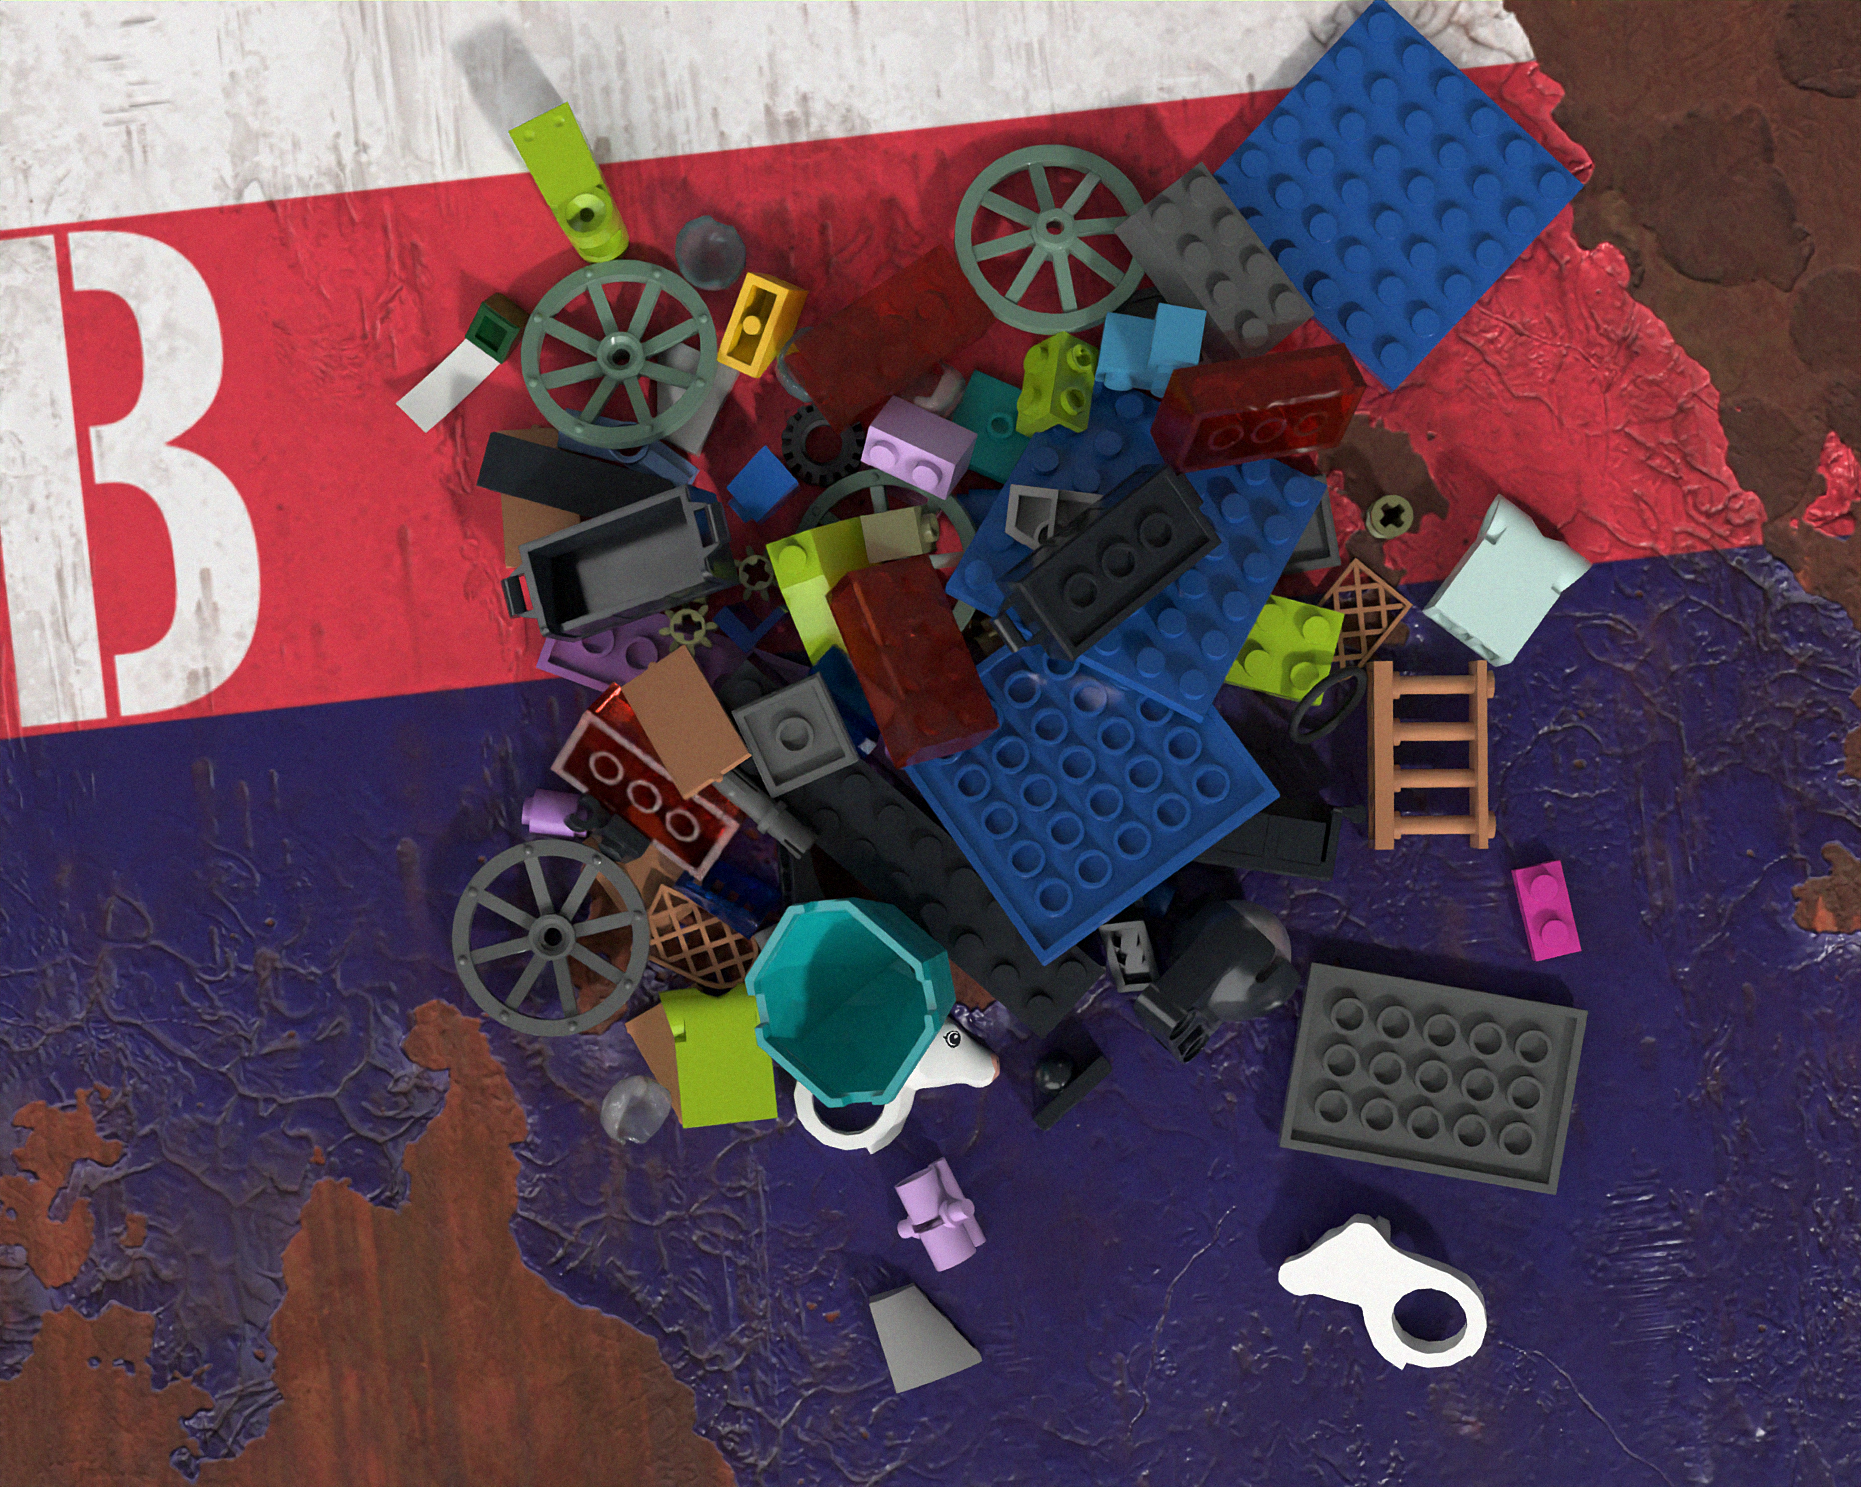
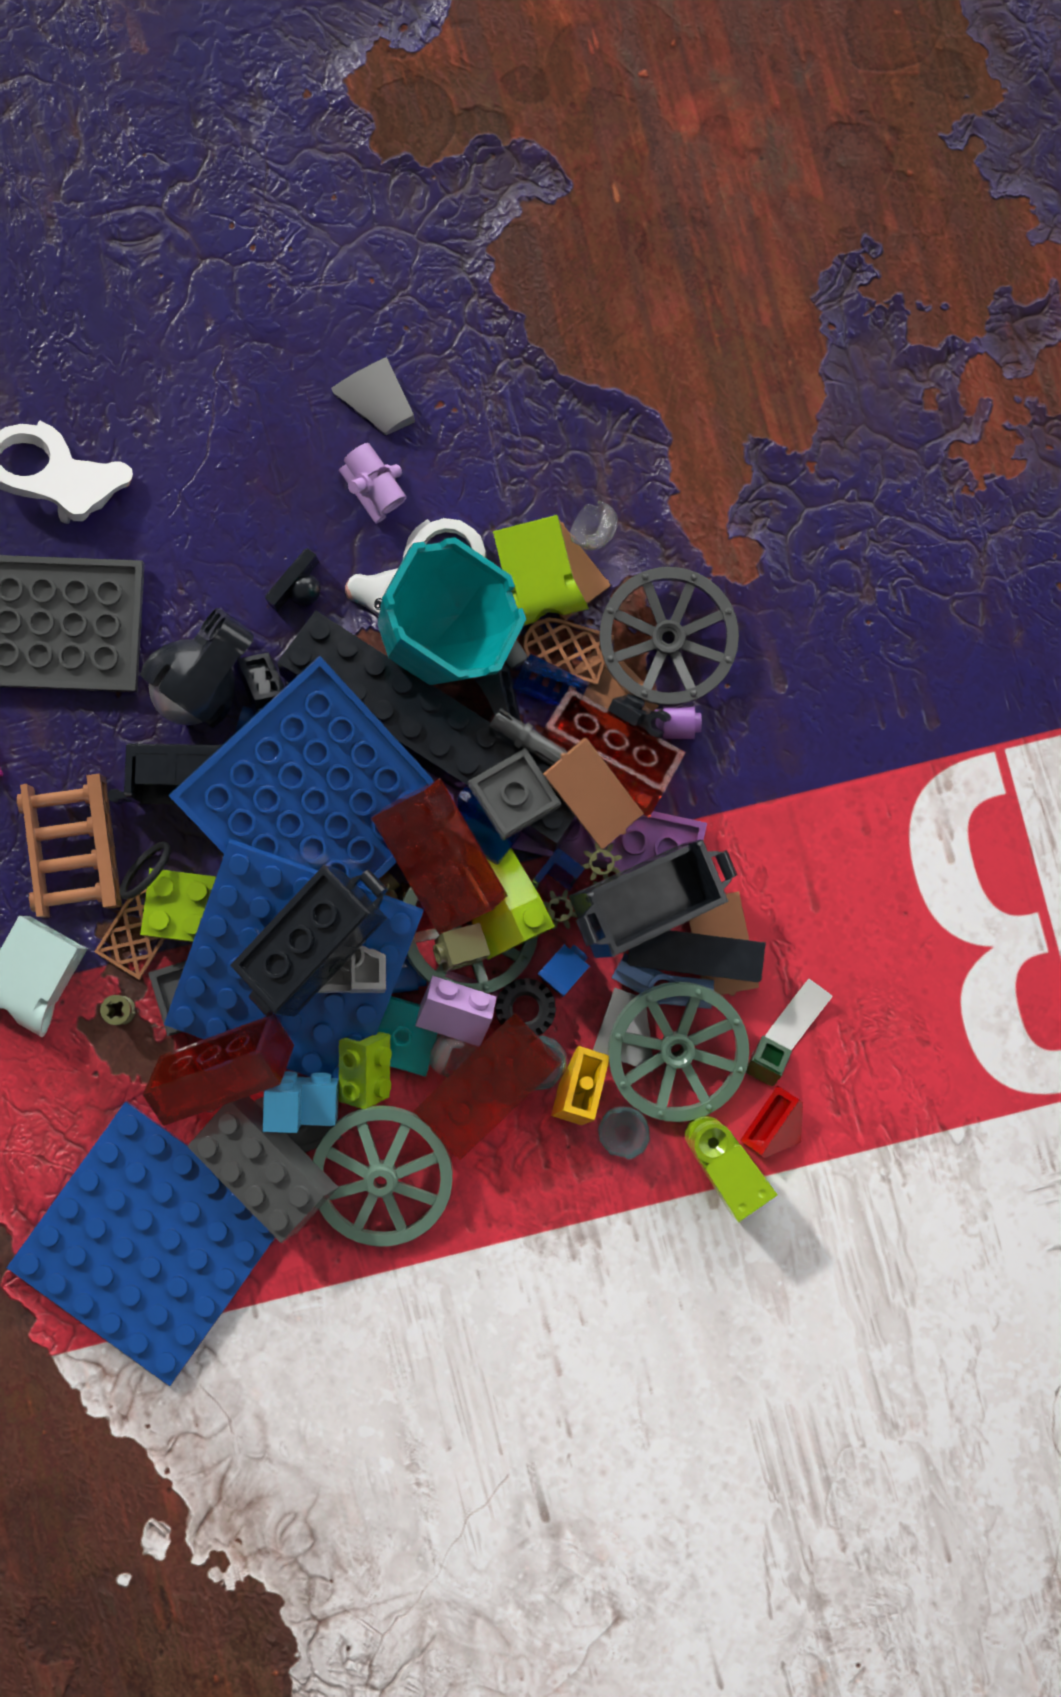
camera: 175 degrees right, 5 degrees down
(500, 238) = (776, 1124): none -> red slope

